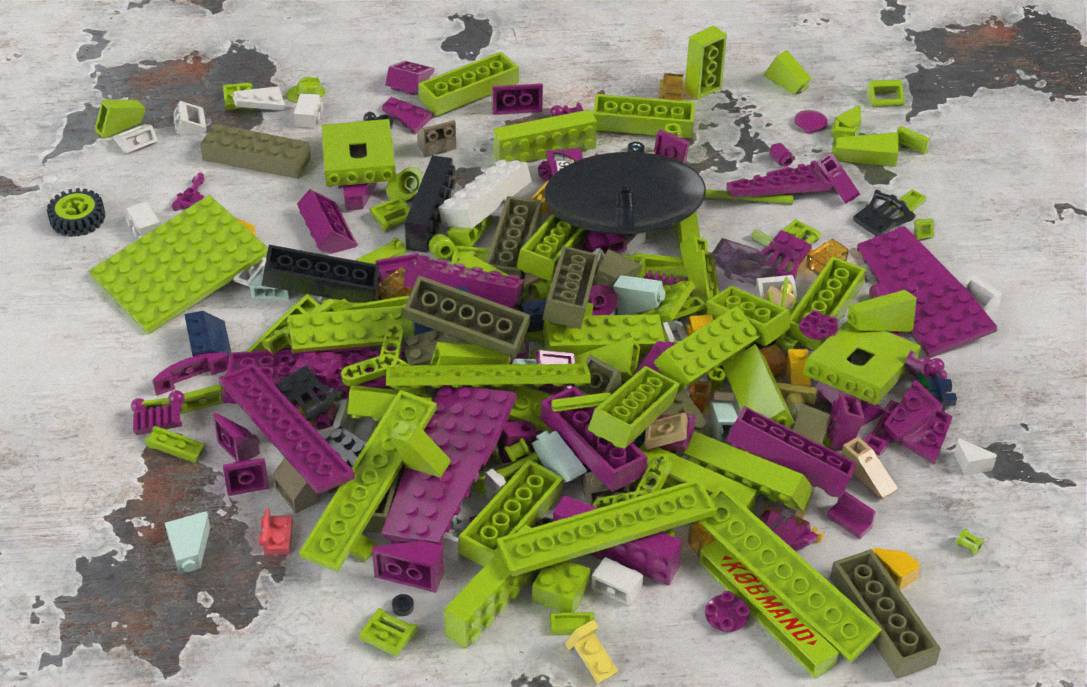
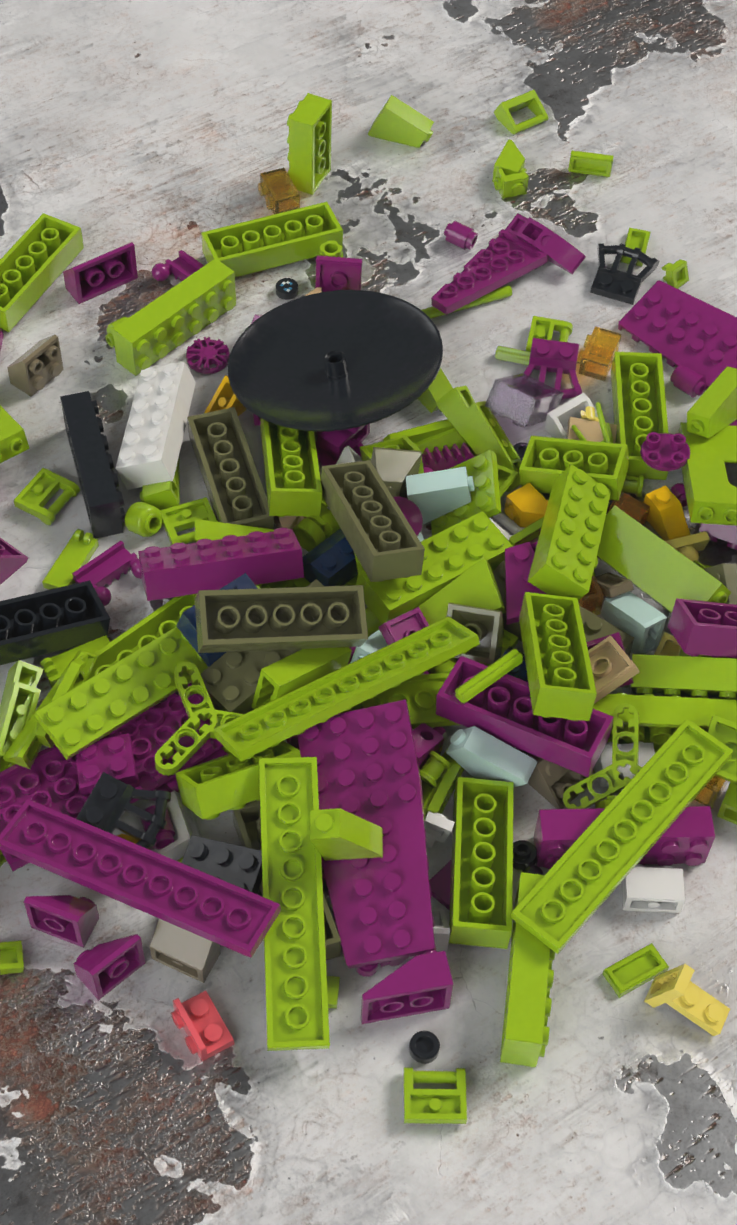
camera: 30 degrees left, 10 degrees up
(188, 540) = (95, 1097): light aqua slope -> none
(393, 286) = (125, 599): clear yellow brick -> none
(406, 184) = (46, 446): lime piece -> none
(560, 158) = (217, 340): magenta slope -> none
(561, 586) = (603, 935): lime brick -> none
(810, 121) = (461, 178): magenta dish -> none
(867, 149) = (552, 193): lime slope -> none

